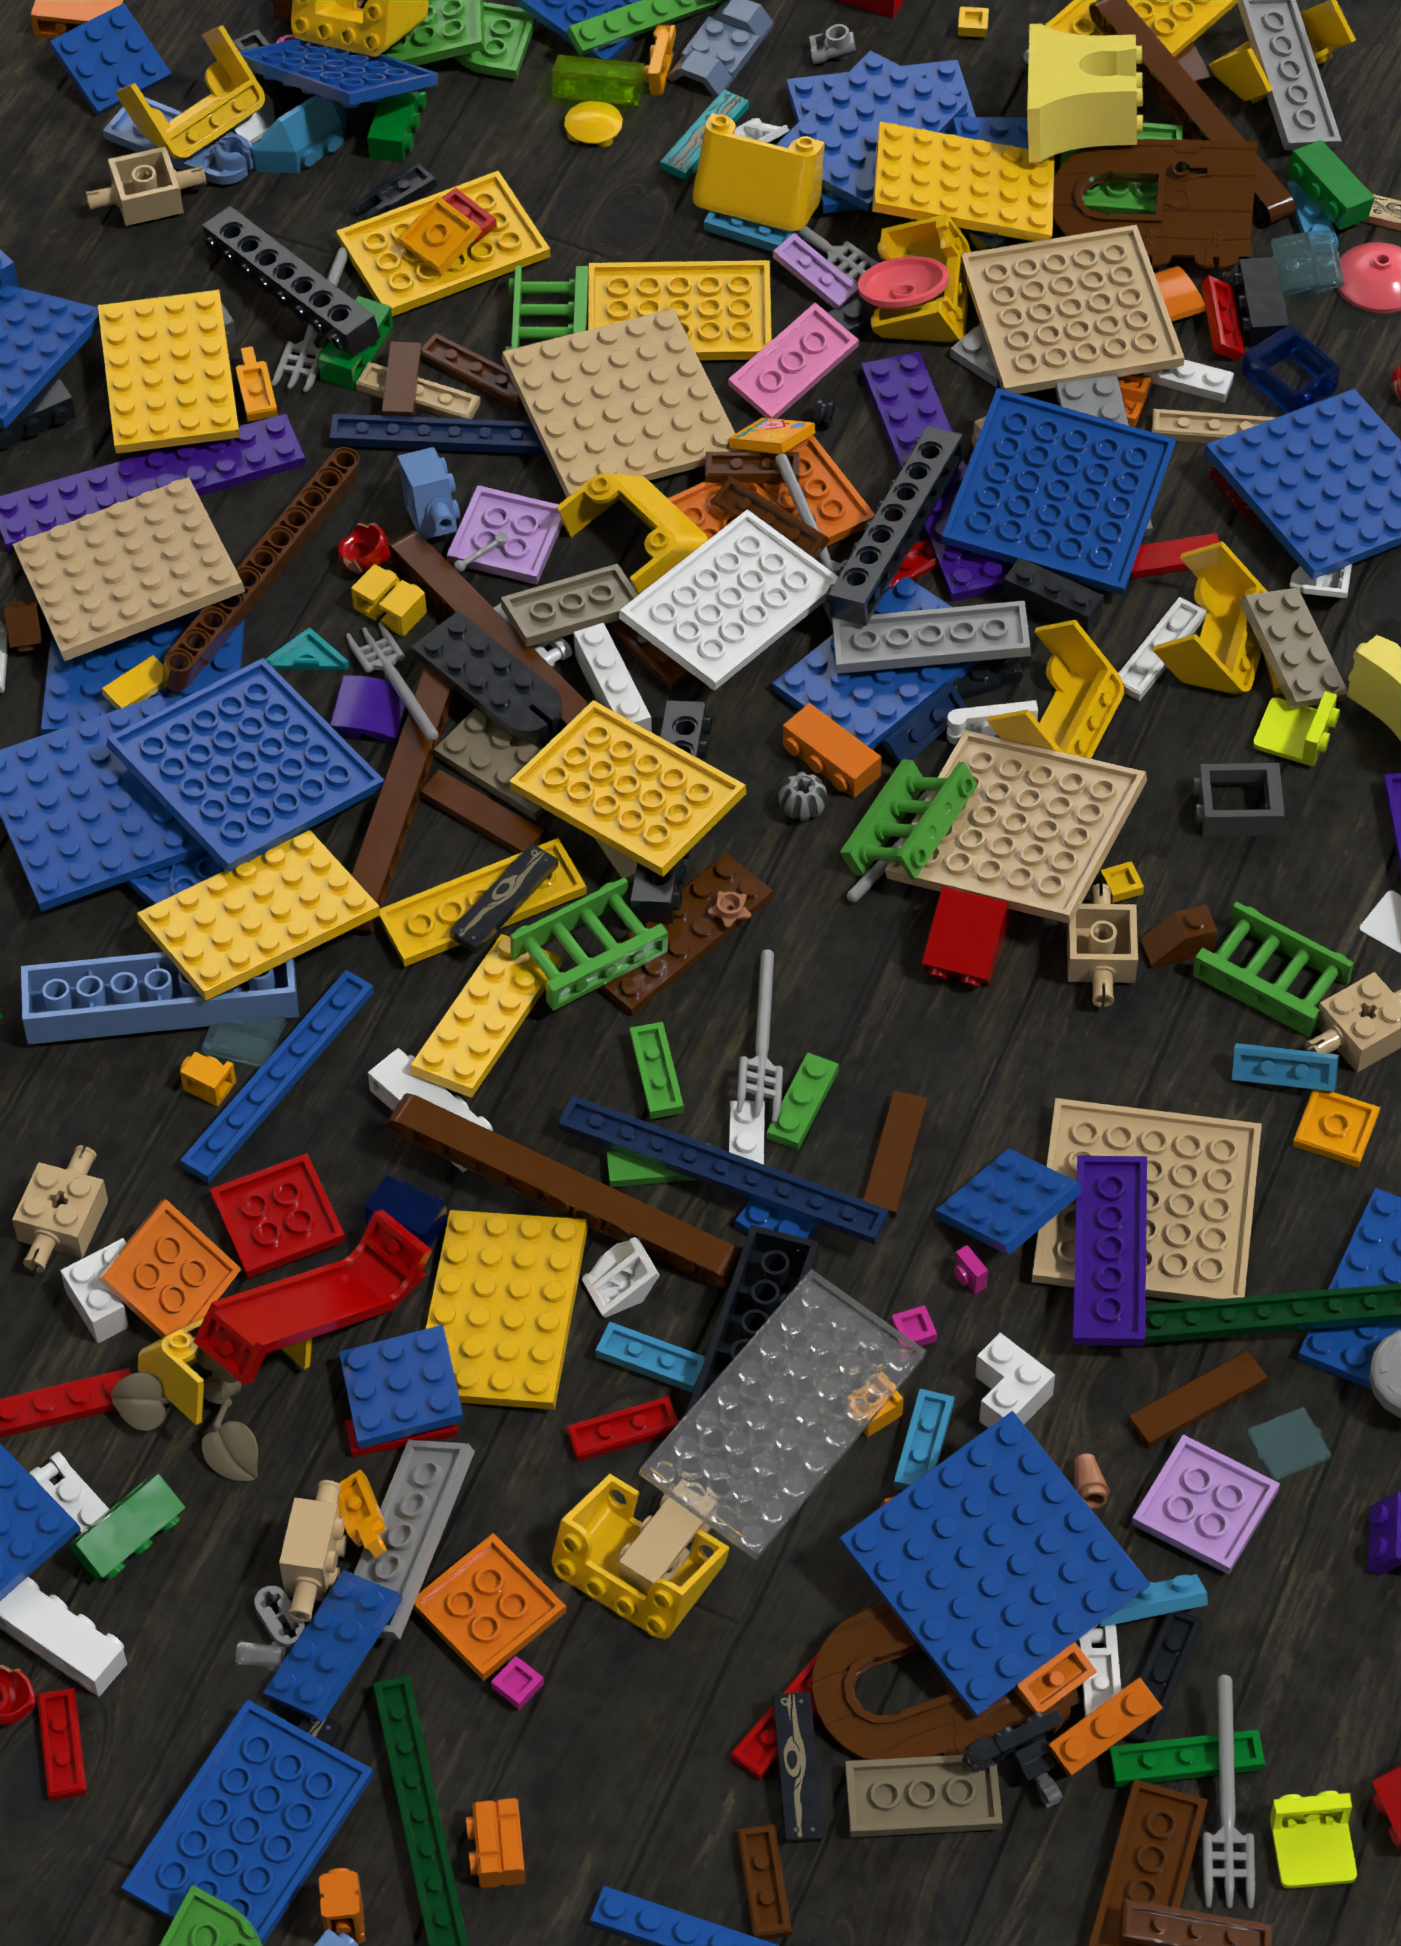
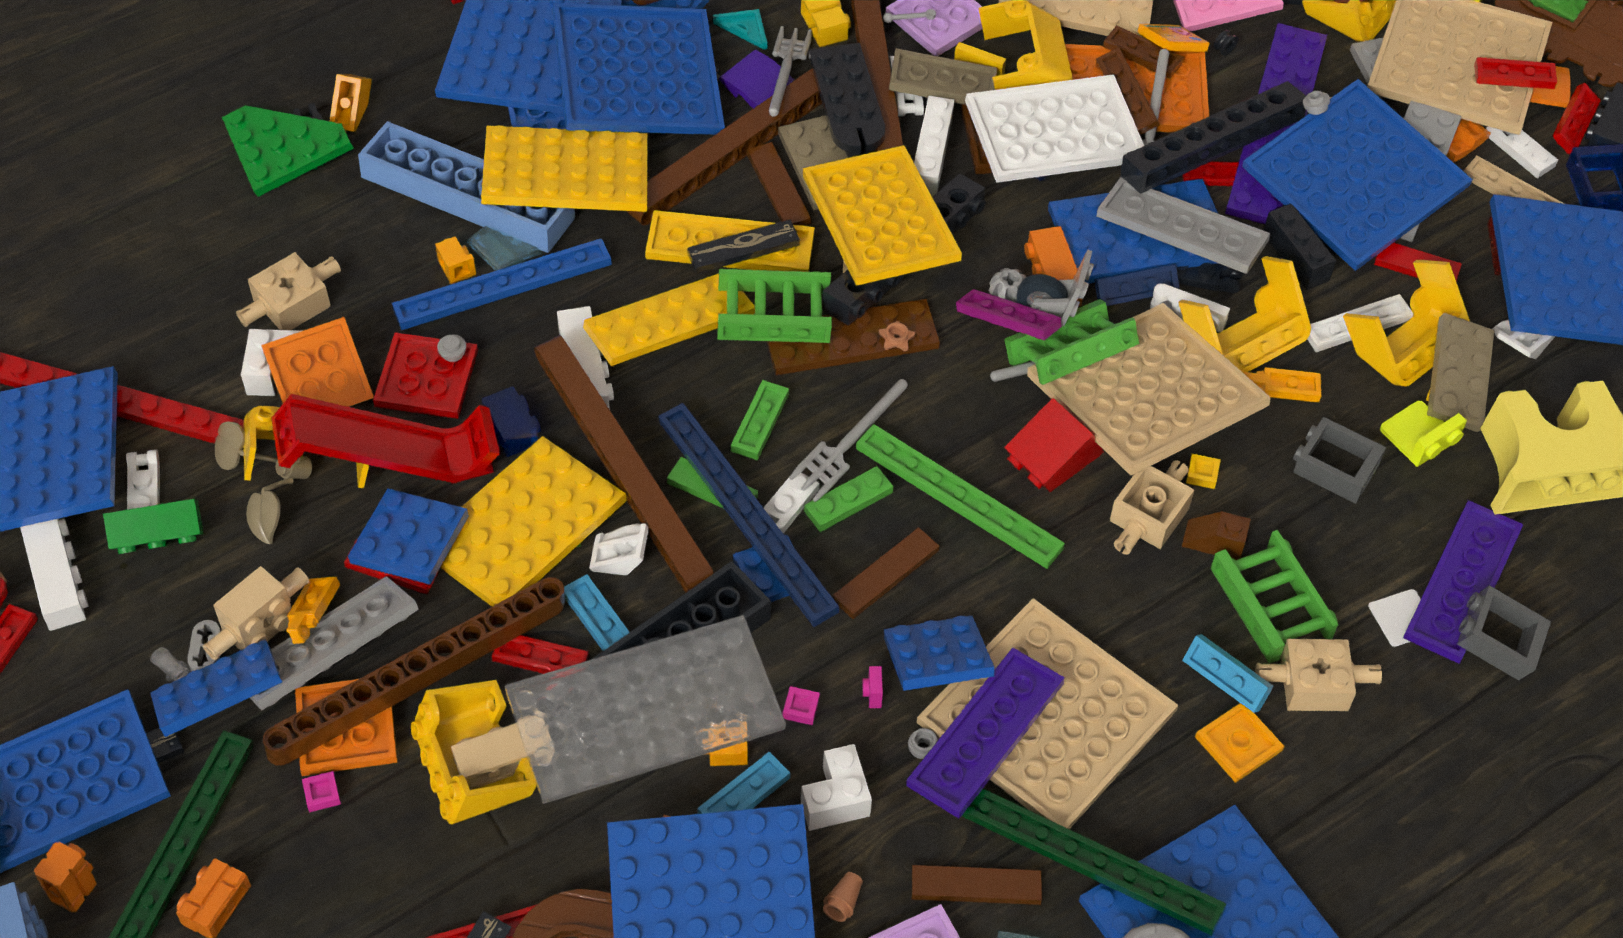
camera: 30 degrees right, 0 degrees up
(288, 1170) = (451, 347): none -> light grey plate
(519, 1522) = (410, 681): none -> reddish brown beam
(583, 562) = (974, 55): none -> yellow tile
(826, 824) = (1009, 314): none -> magenta plate
(873, 778) = (1055, 295): none -> plate
(909, 1037) = (960, 496): none -> bright green plate
(975, 435) = (1316, 102): none -> light grey plate
(1057, 1289) = (921, 736): none -> light grey plate
(1141, 747) = (1288, 384): none -> light orange hinge
(1142, 301) = (1515, 73): none -> red plate

